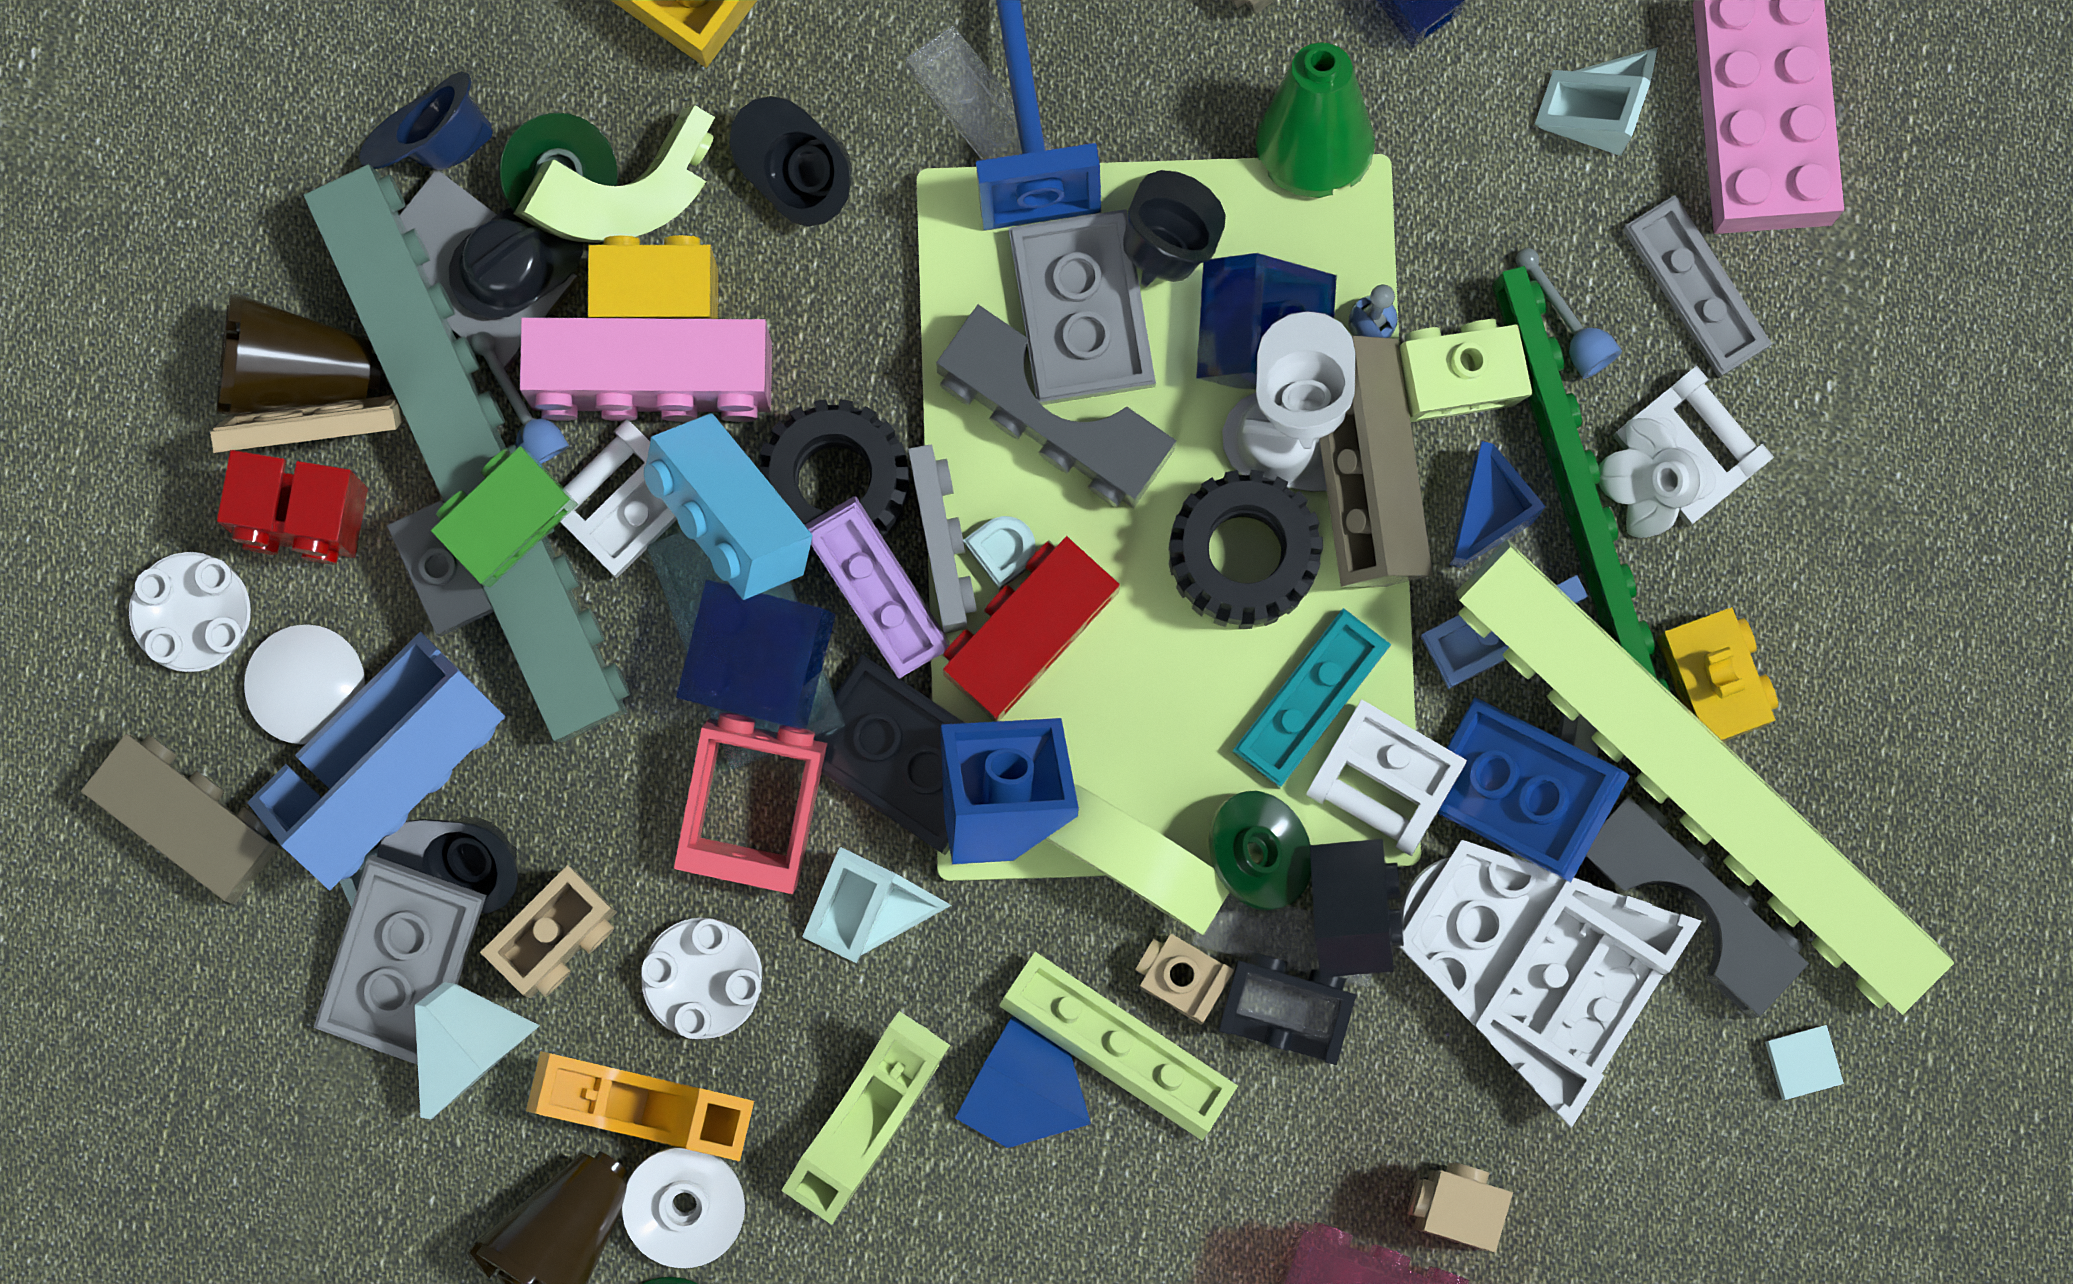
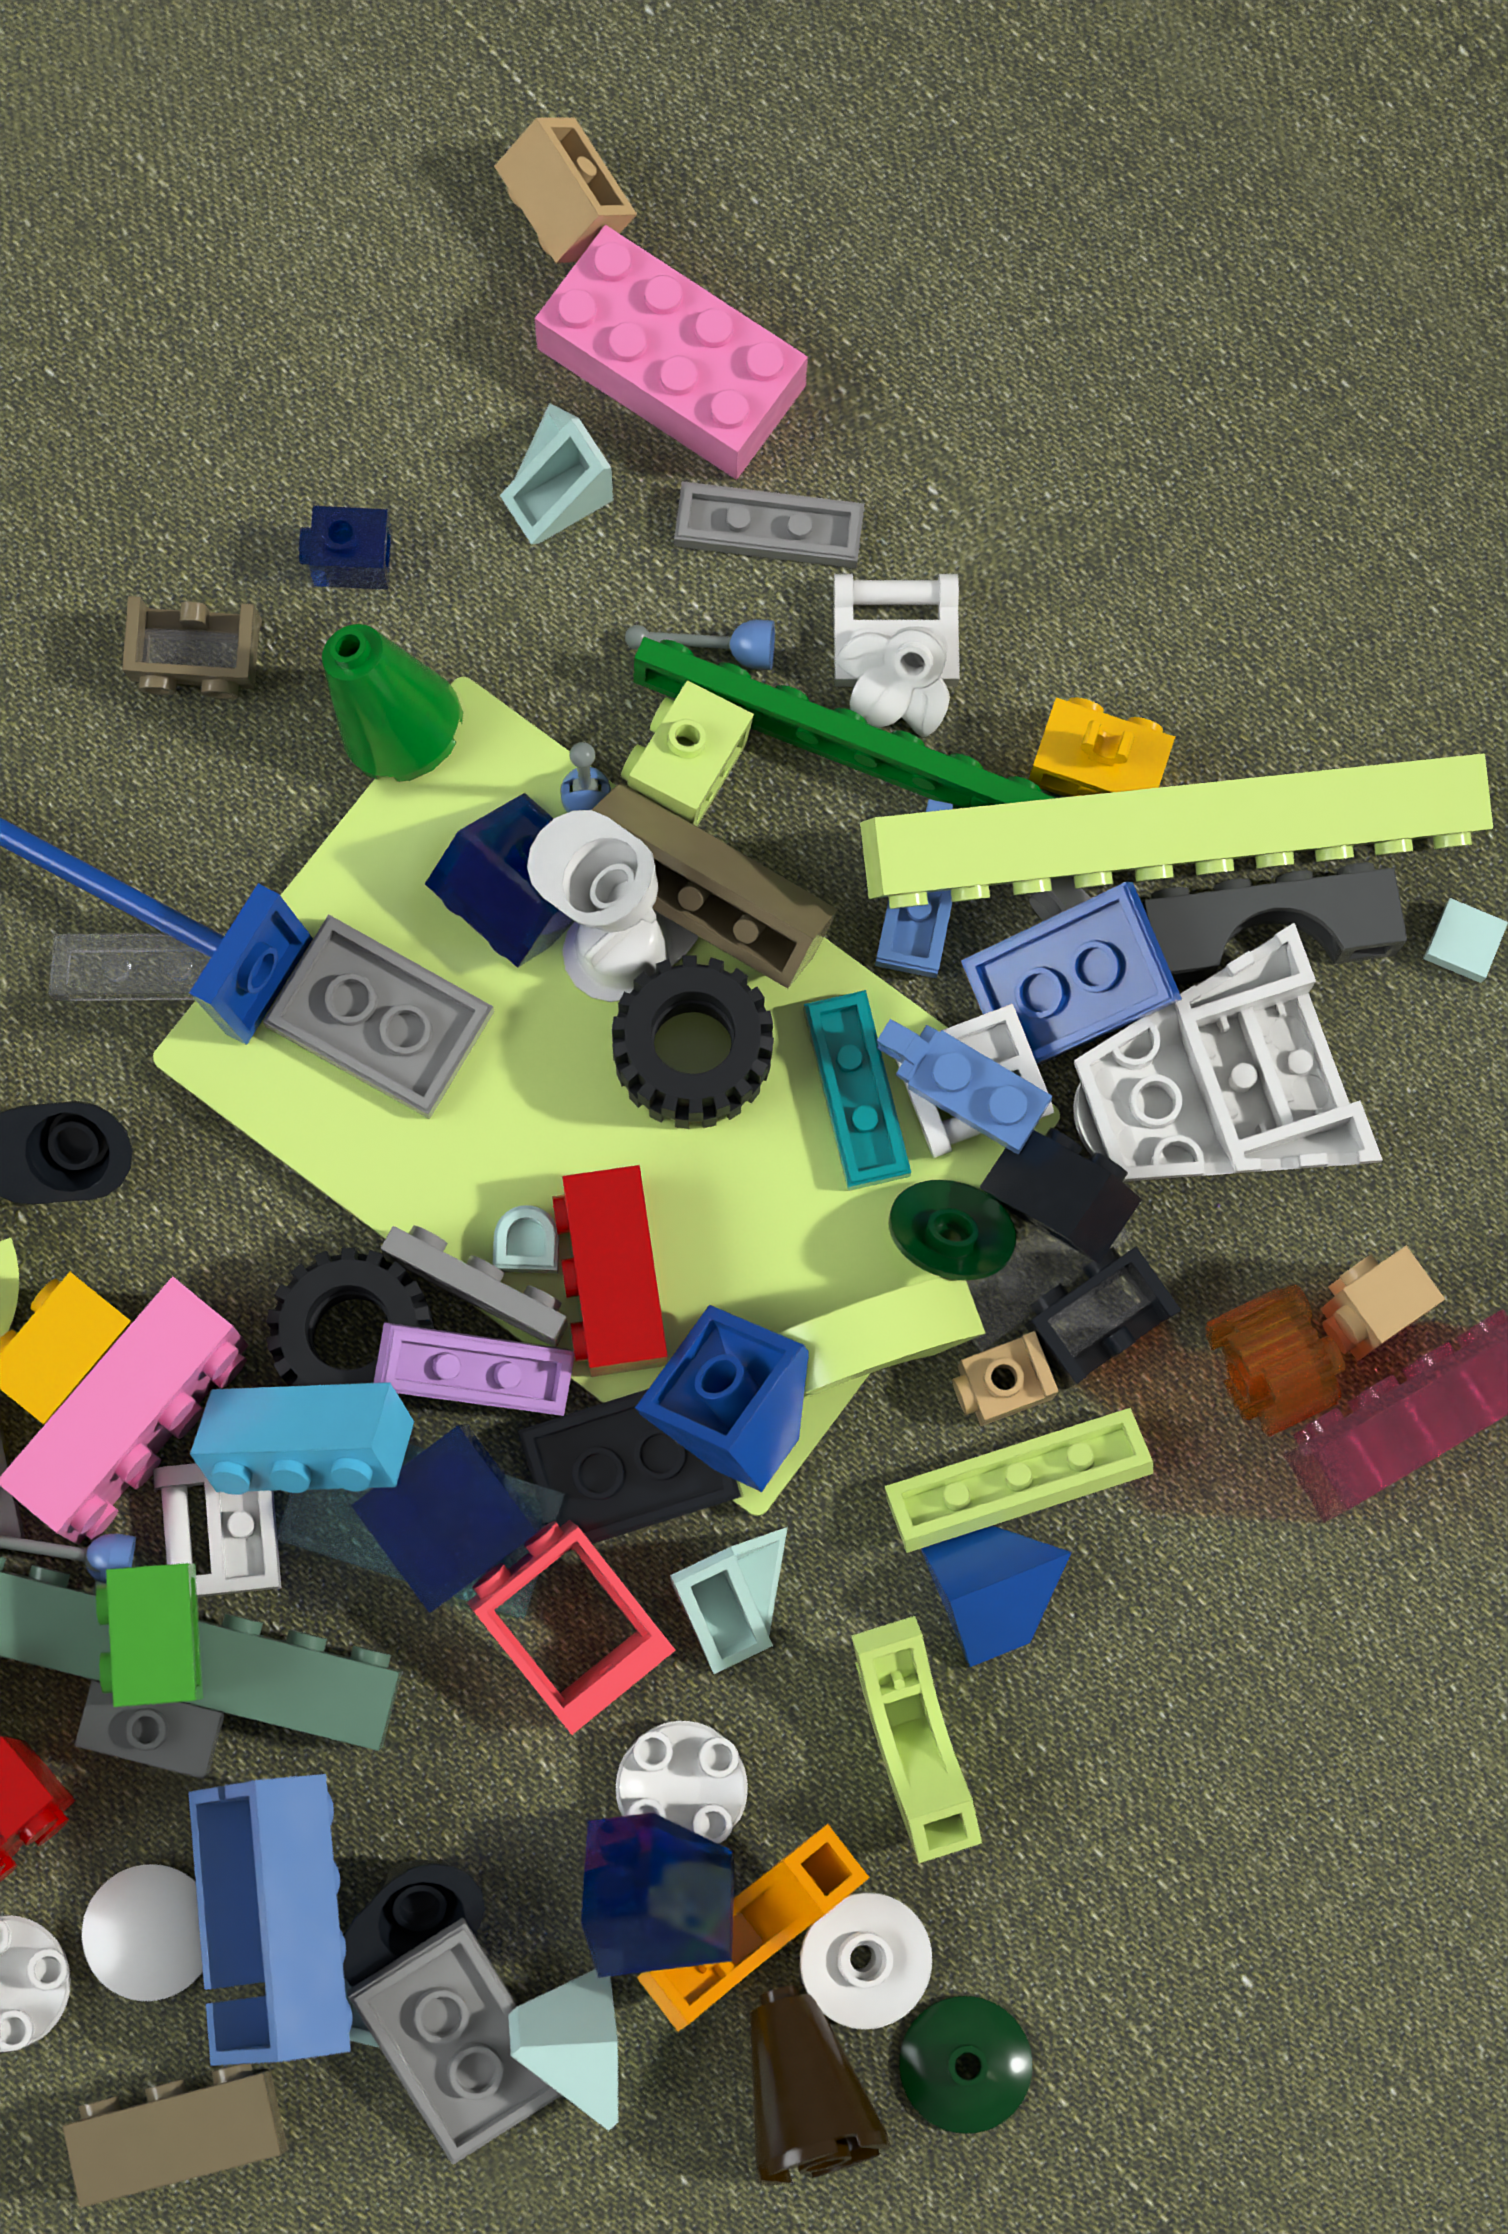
camera: 55 degrees left, 5 degrees down
(549, 933) = (539, 1887): tan brick -> none
(607, 1018) = (655, 1896): none -> clear blue slope
(1115, 452) = (368, 1129): dark grey arch -> none
(1172, 226) = (376, 888): black piece -> none
(1355, 1164) = (1277, 1360): none -> clear orange brick
(1376, 774) = (966, 1083): none -> medium blue hinge
(1494, 506) = (816, 818): blue slope -> none

